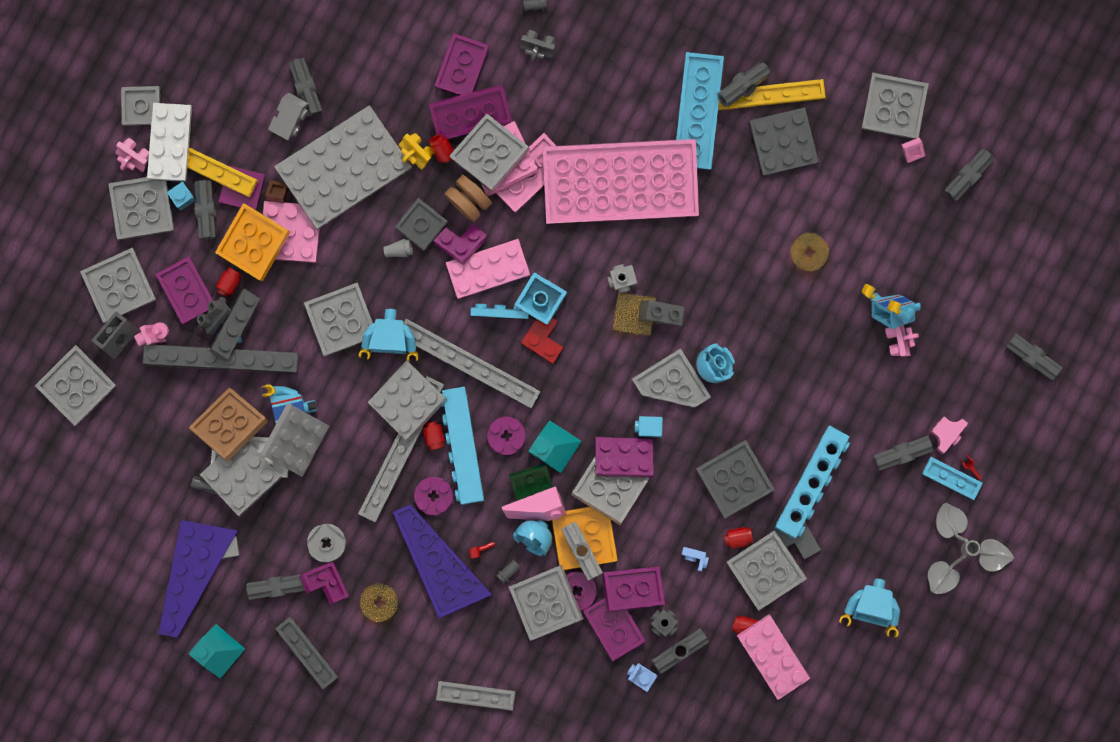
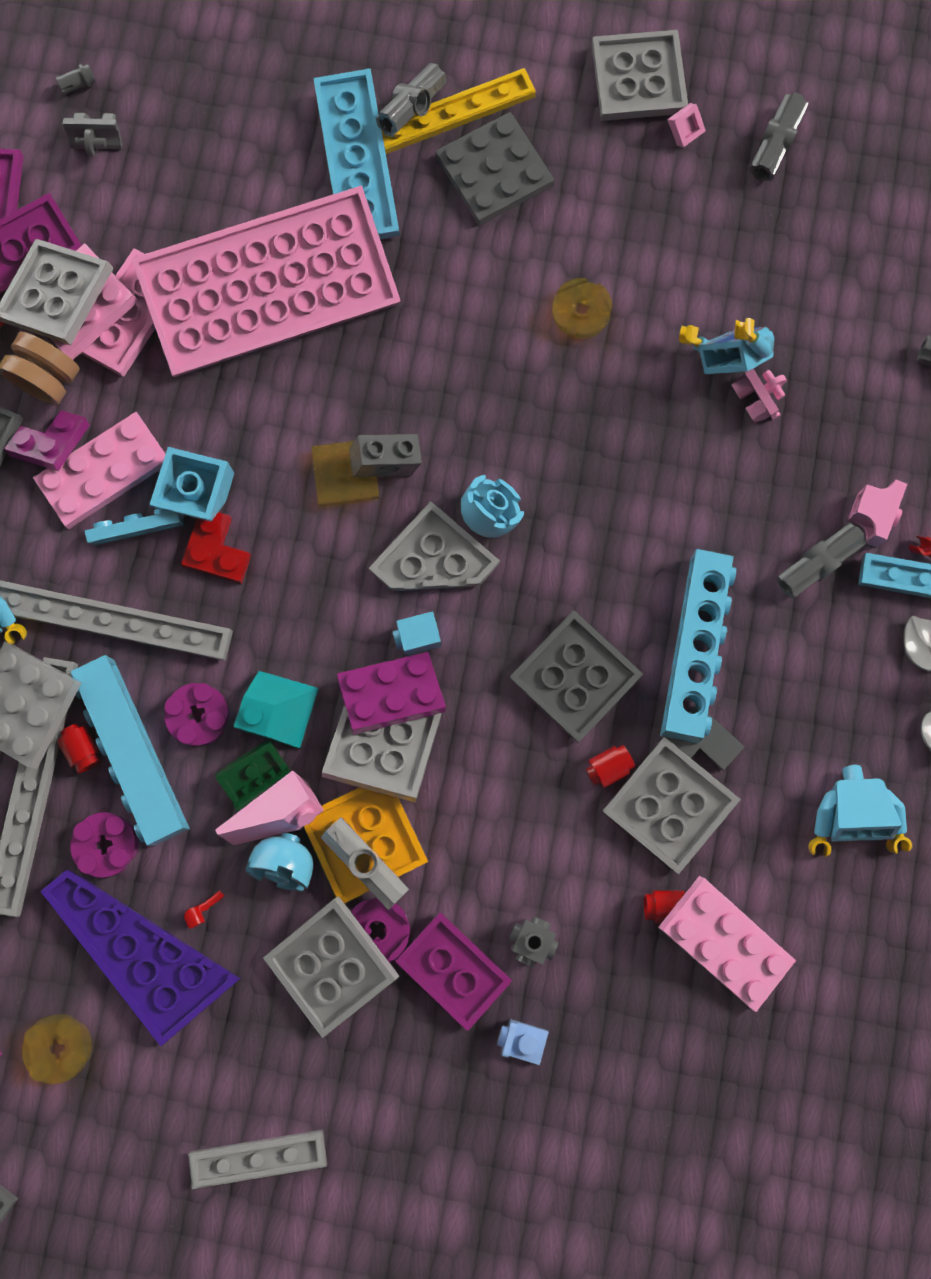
camera: 20 degrees left, 5 degrees down
(507, 572) = (256, 932): dark grey pin -> none
(621, 271) = (311, 422): light grey brick -> none
(633, 589) = (466, 900): magenta plate -> none
(669, 658) = (558, 997): dark grey piece -> none
(691, 555) = (545, 814): light blue bracket -> none

